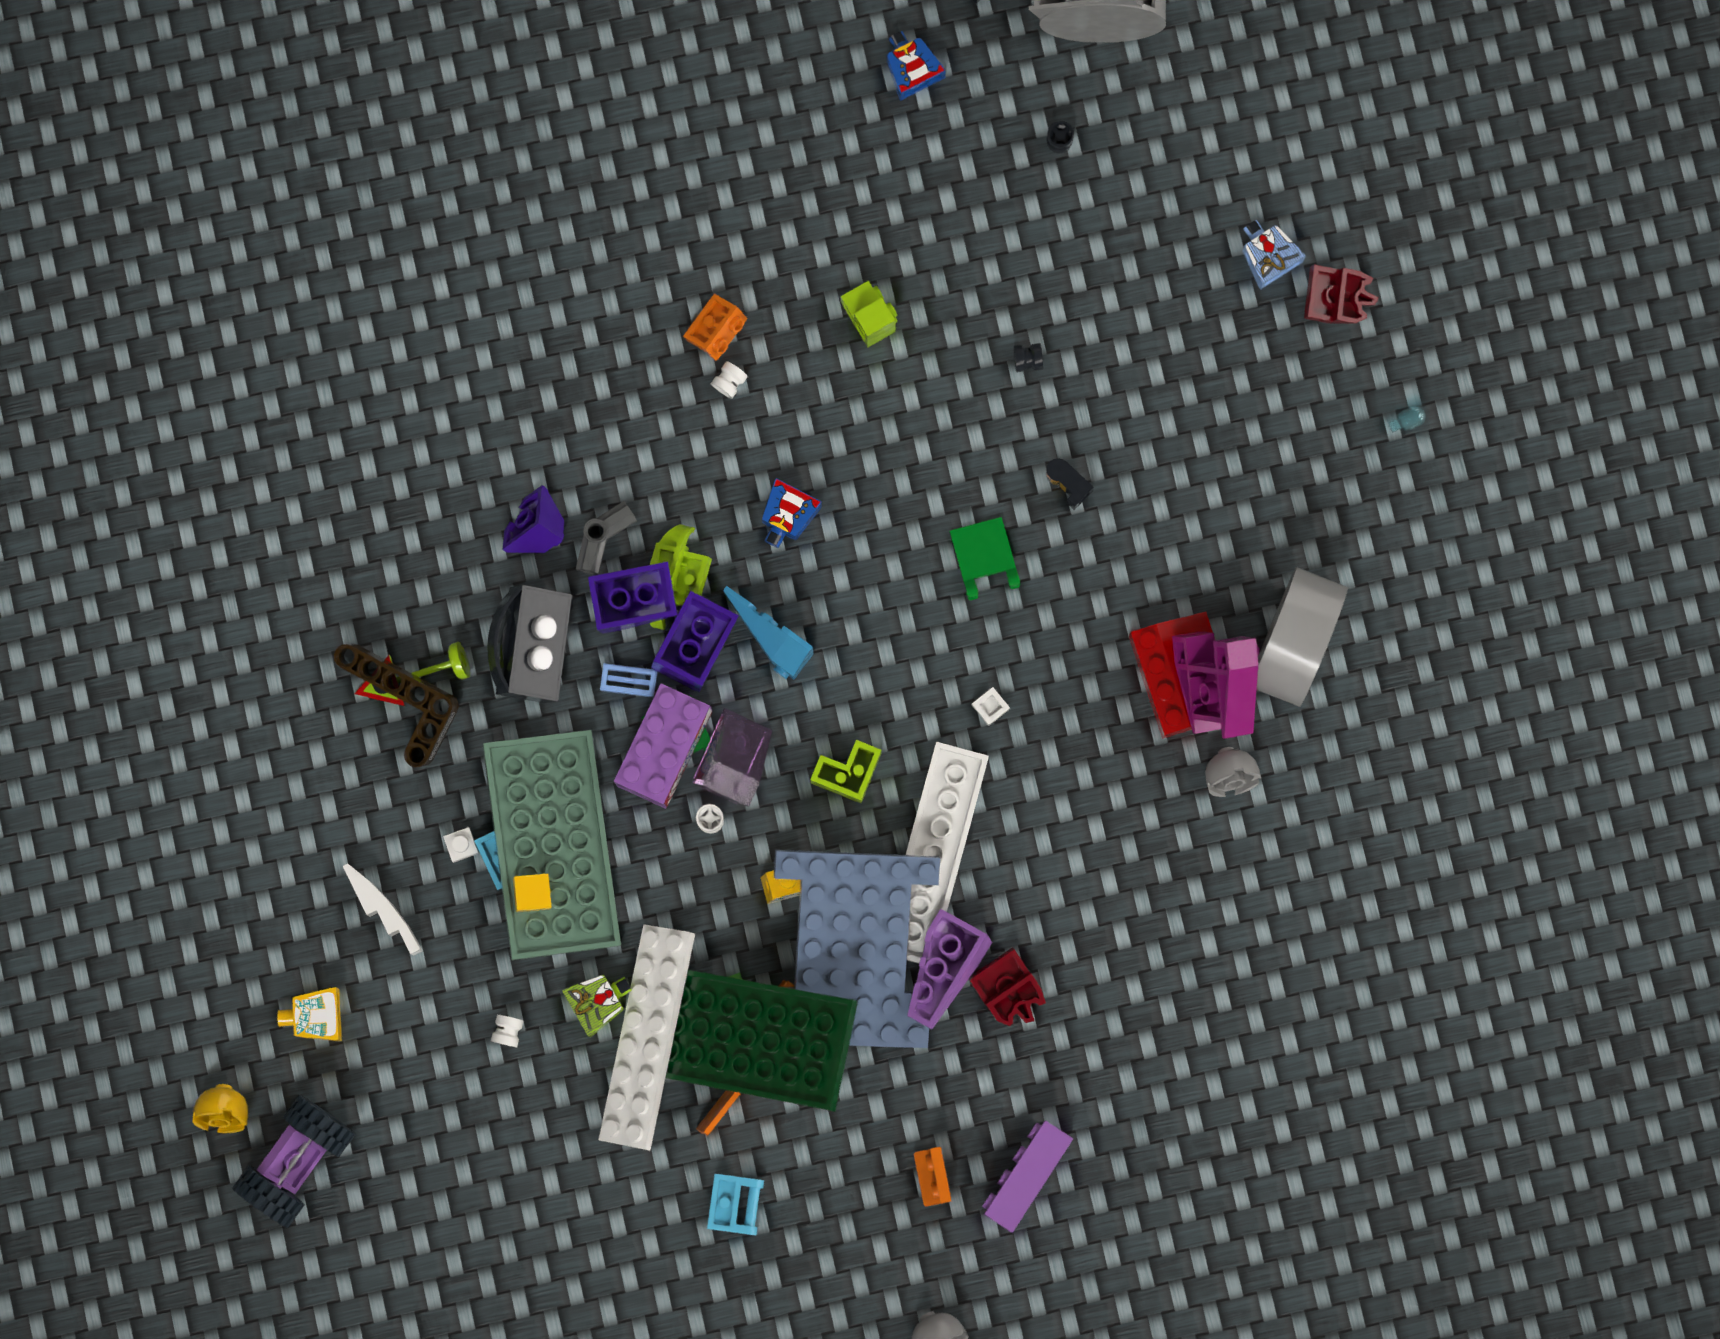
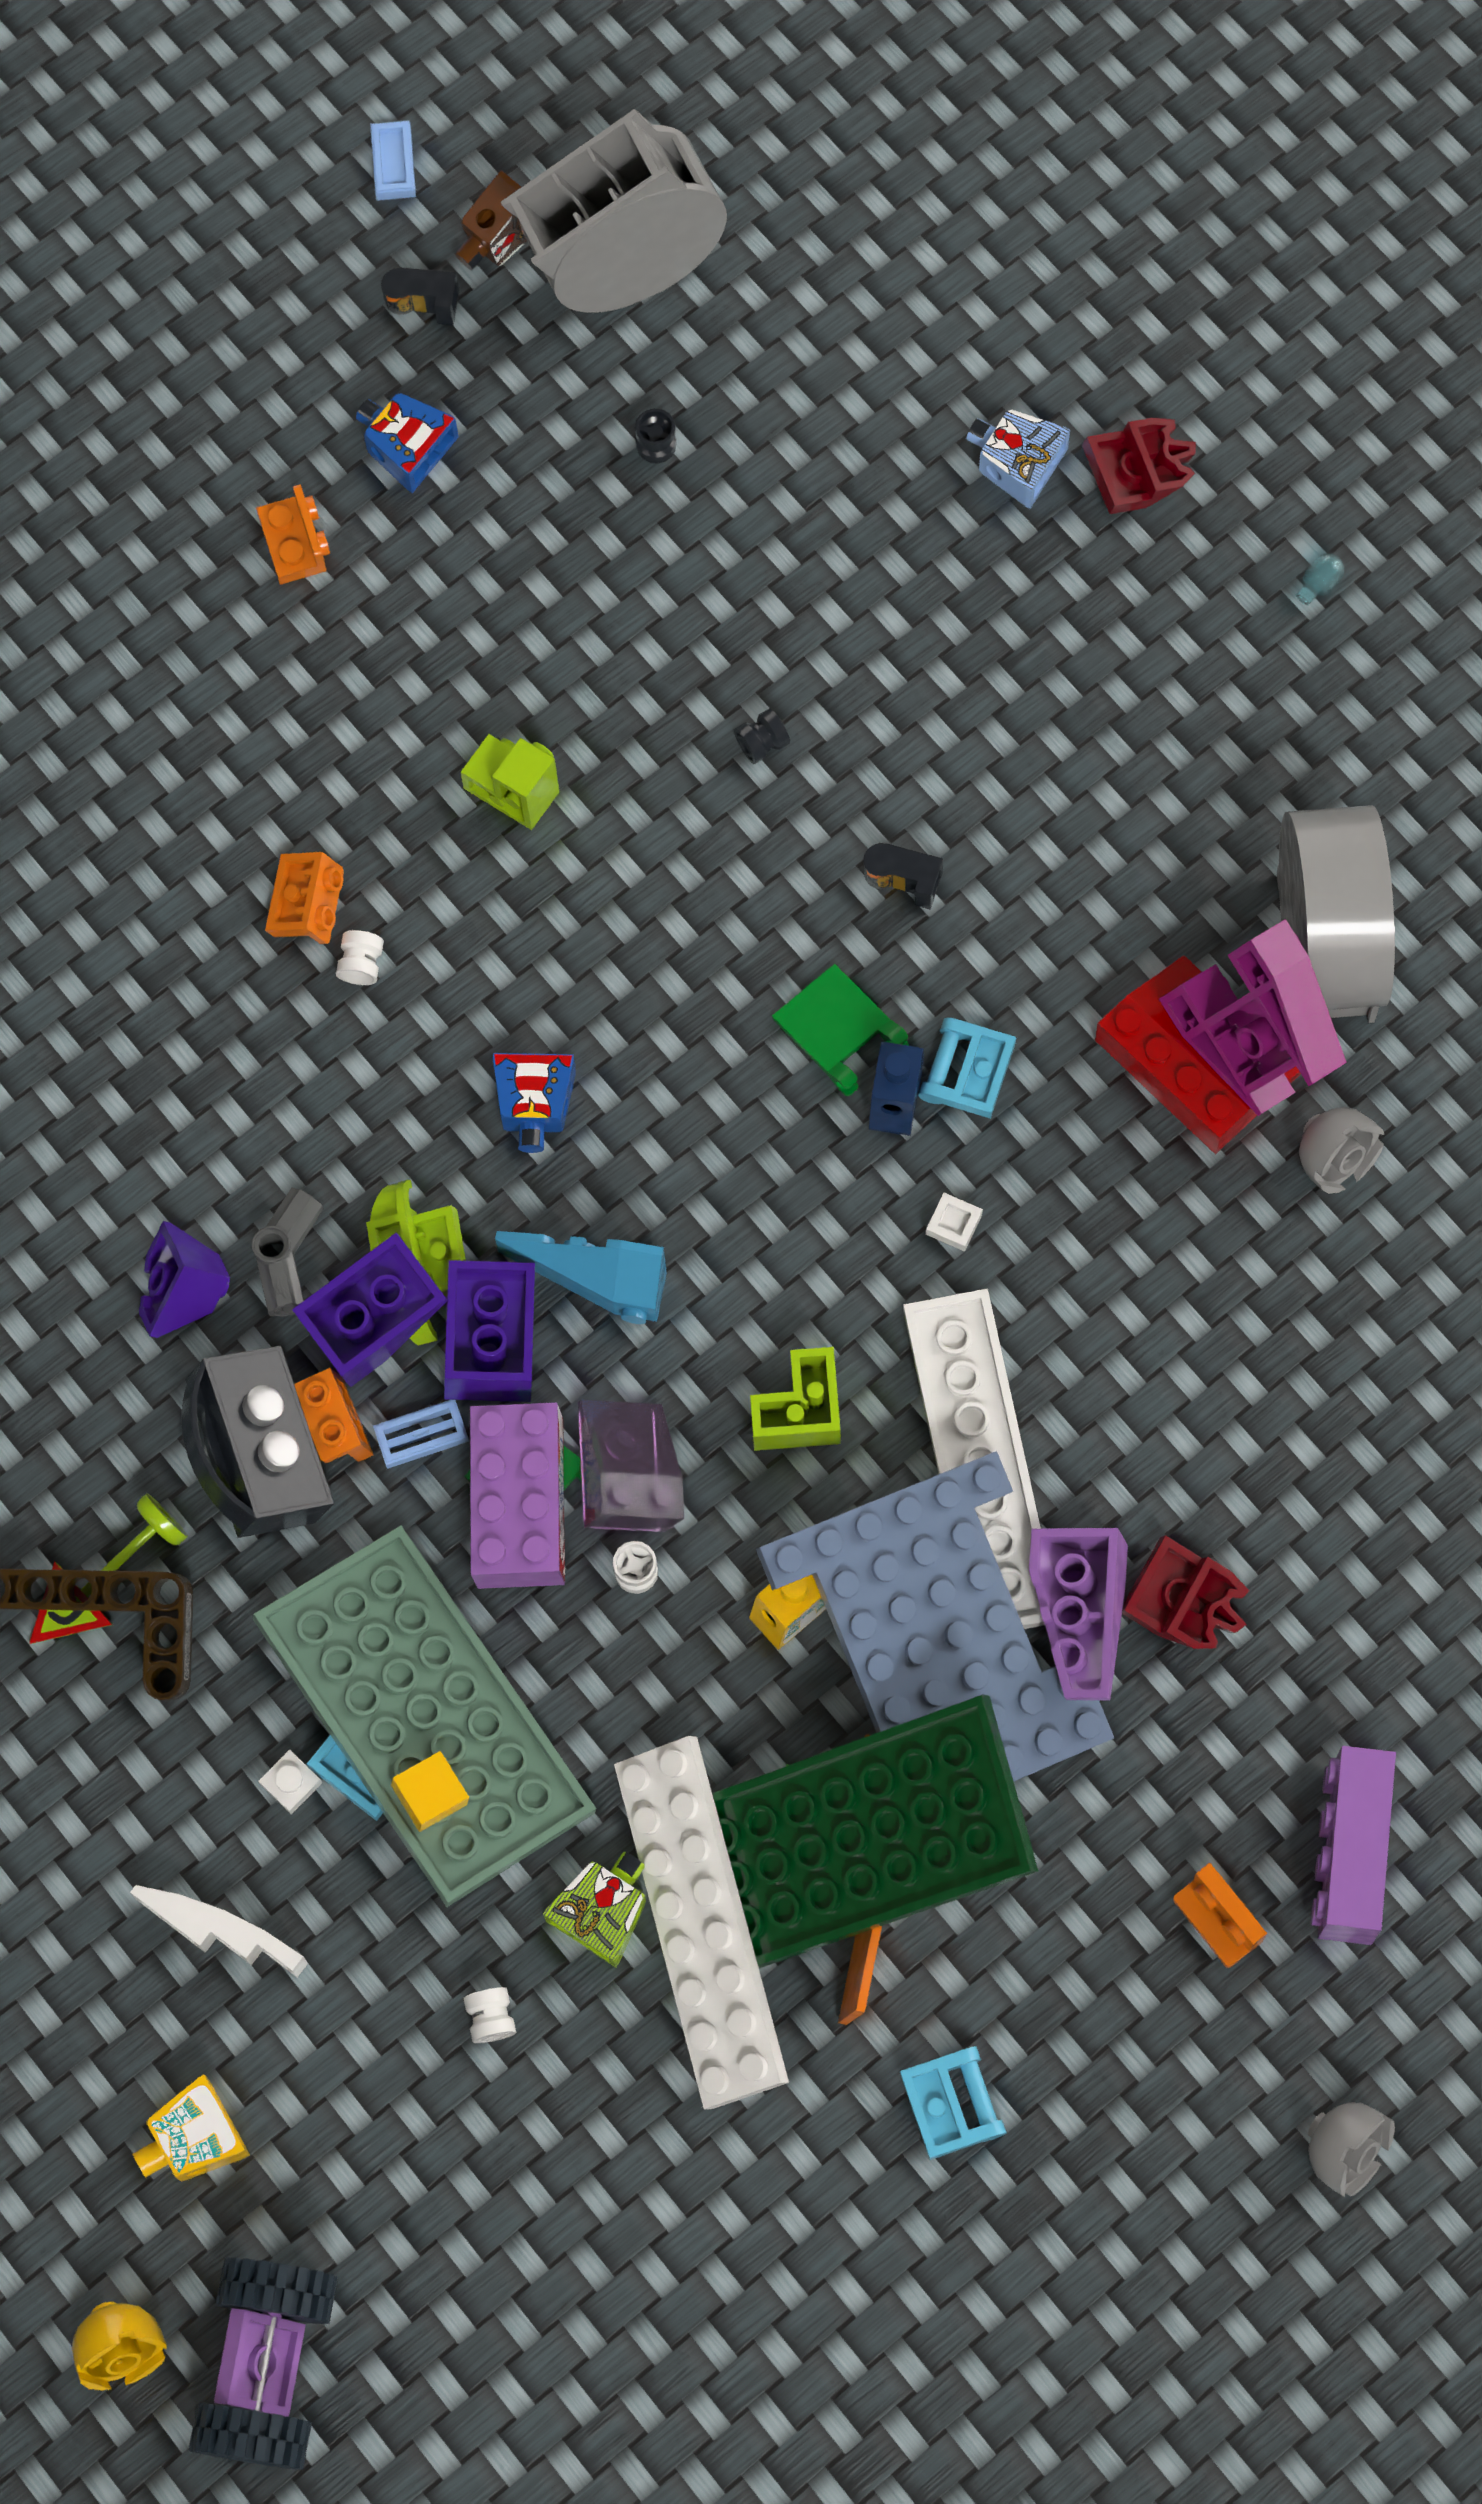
camera: 25 degrees left, 10 degrees down
(582, 649) = (332, 1417): none -> orange bracket
(815, 96) = (291, 537): none -> orange bracket
(996, 611) = (896, 1084): none -> dark blue torso
(1051, 624) = (981, 1070): none -> medium azure plate

